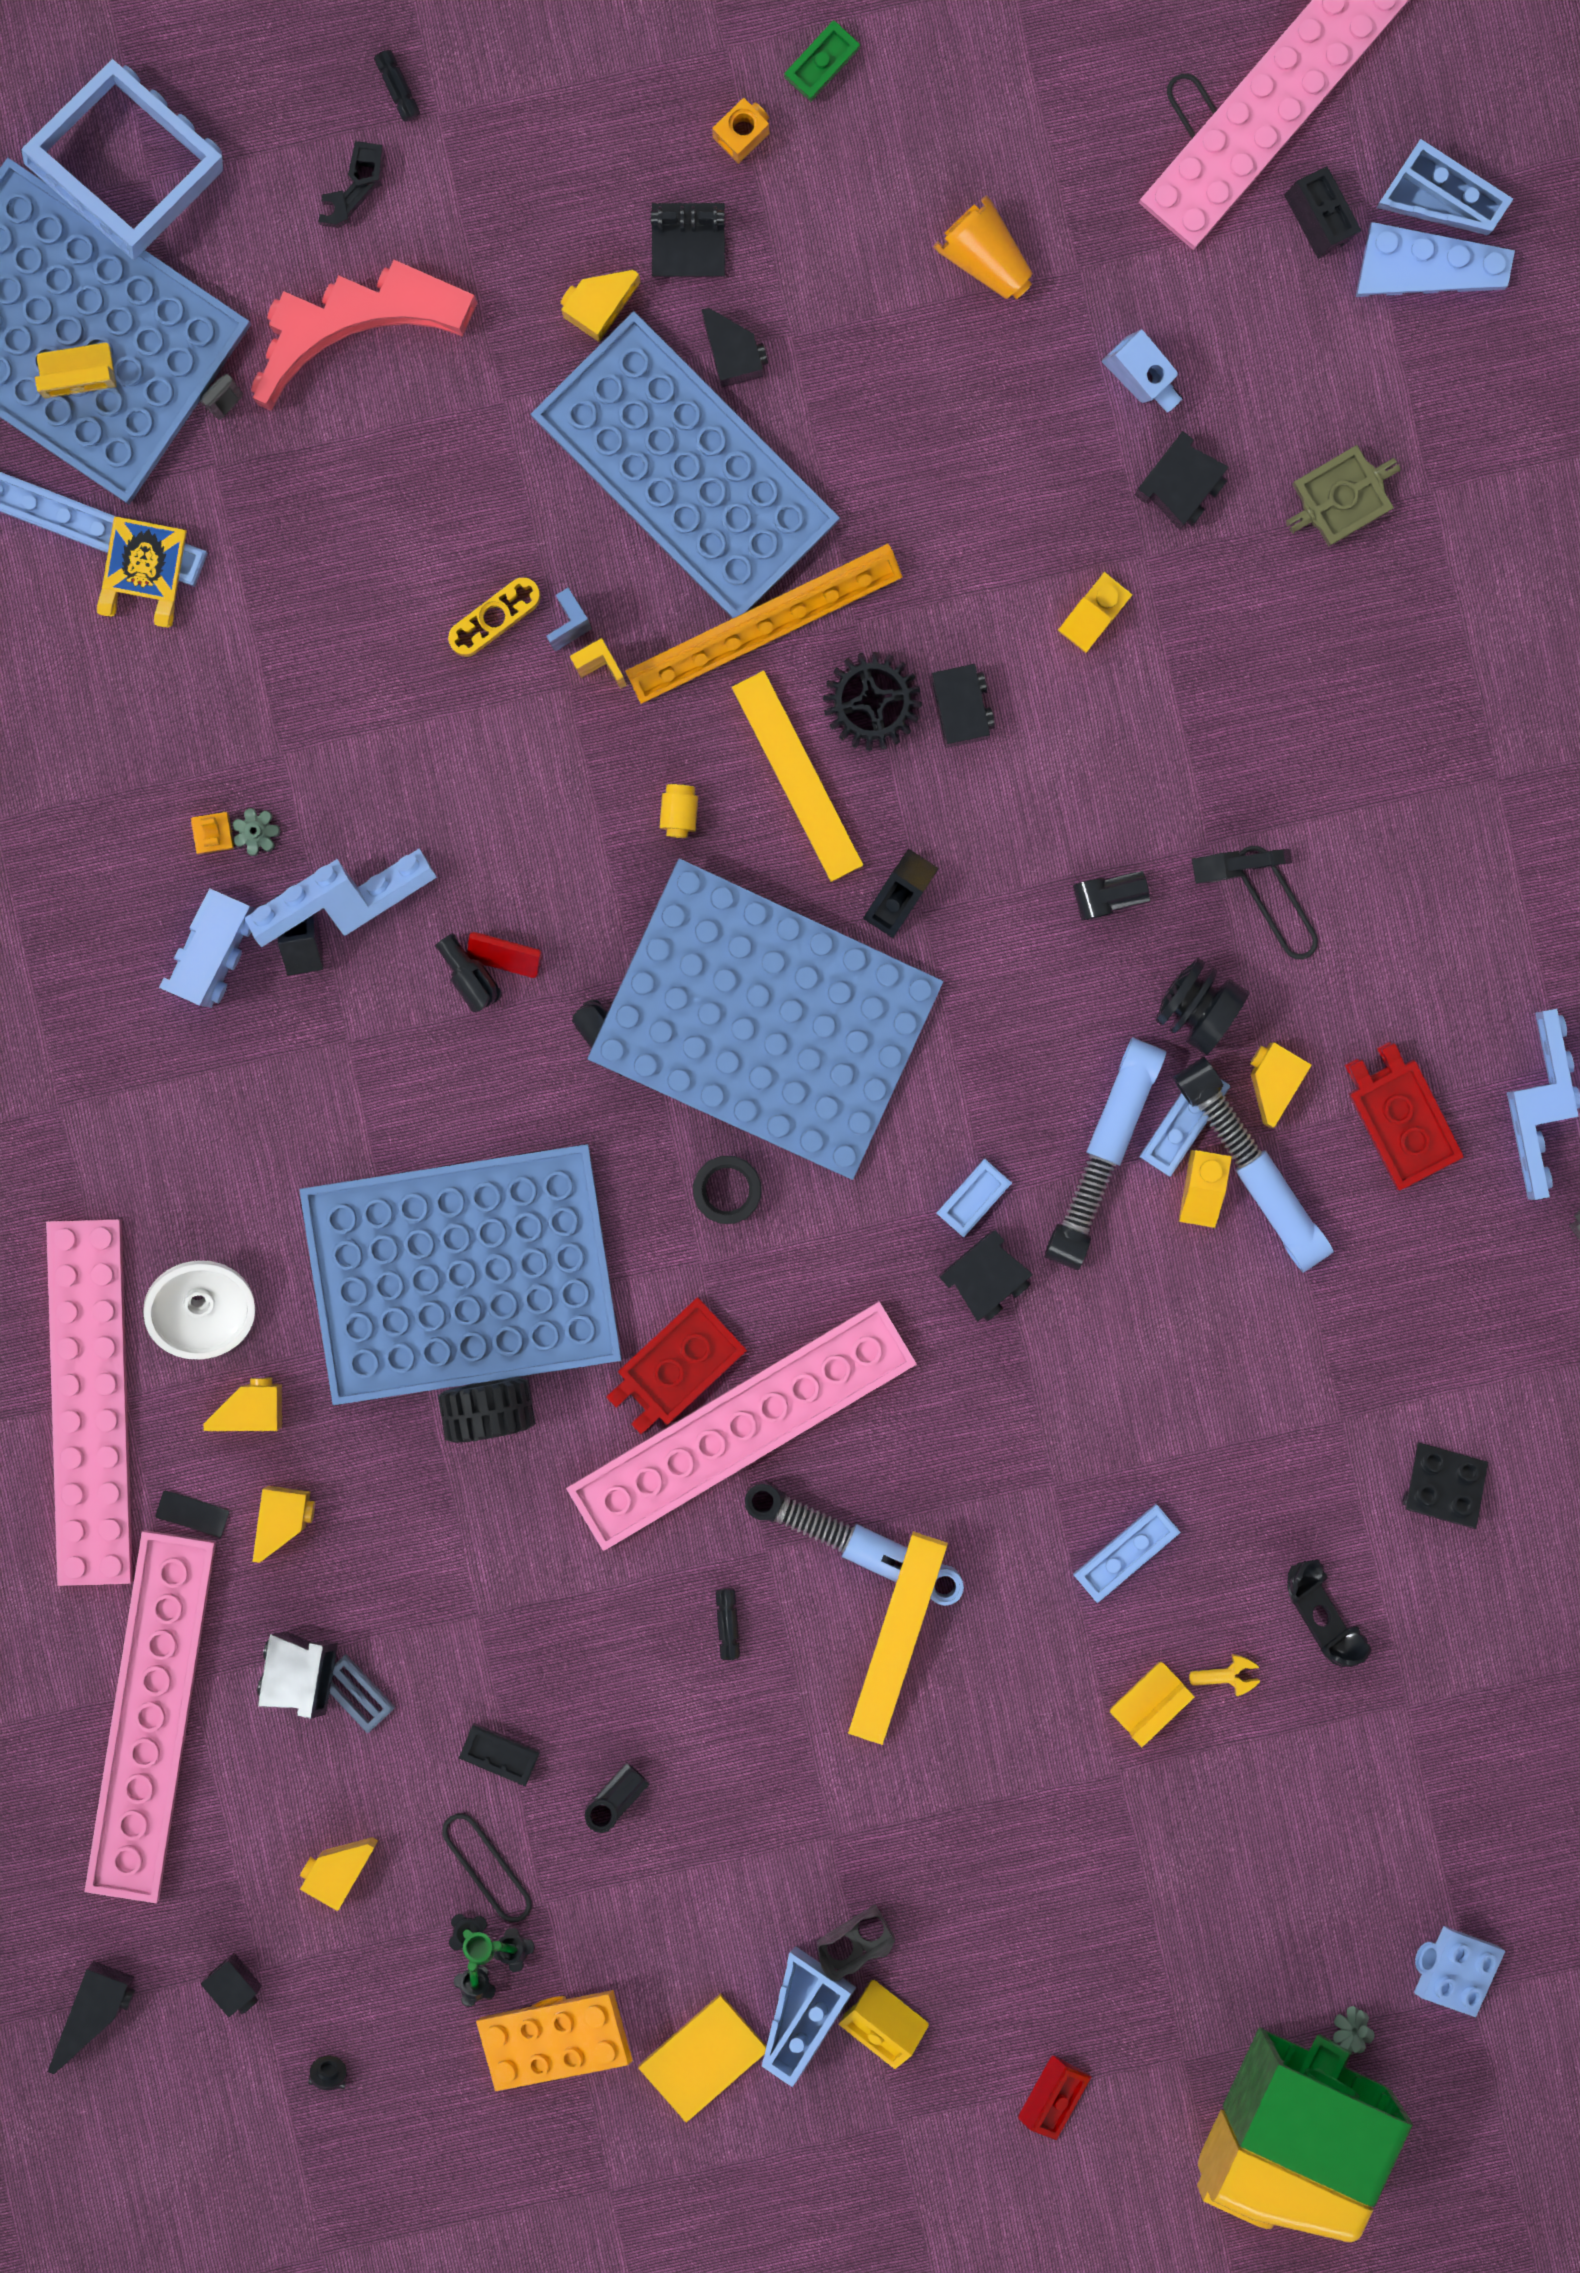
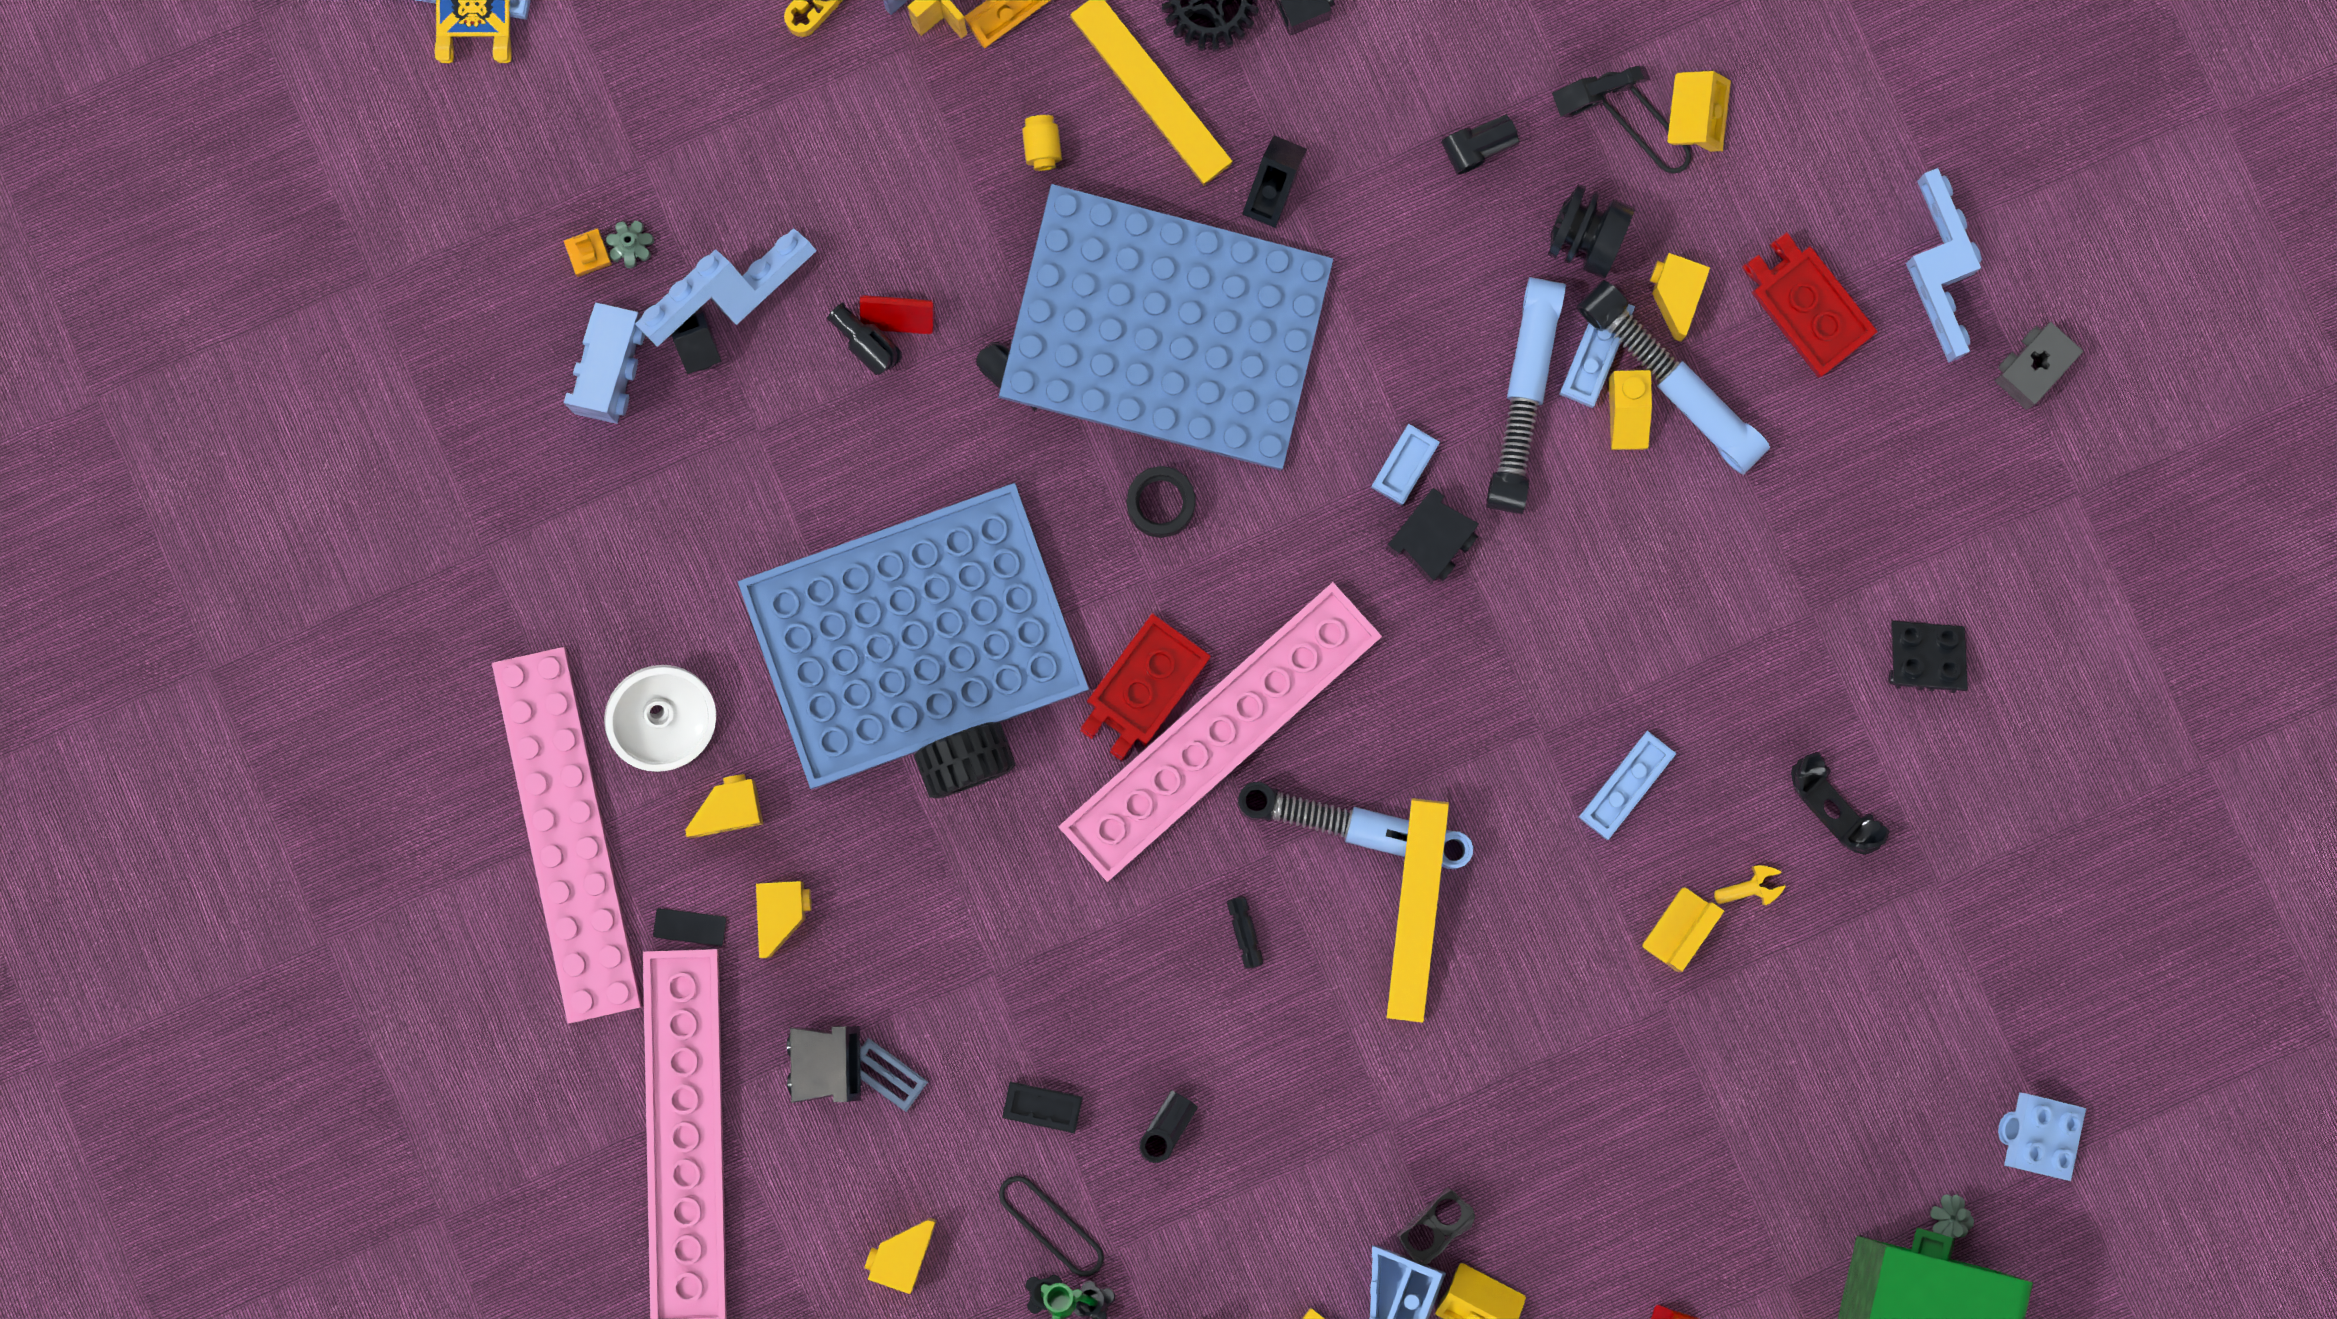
camera: 20 degrees left, 5 degrees down
(1334, 902) = (1699, 110): none -> yellow panel

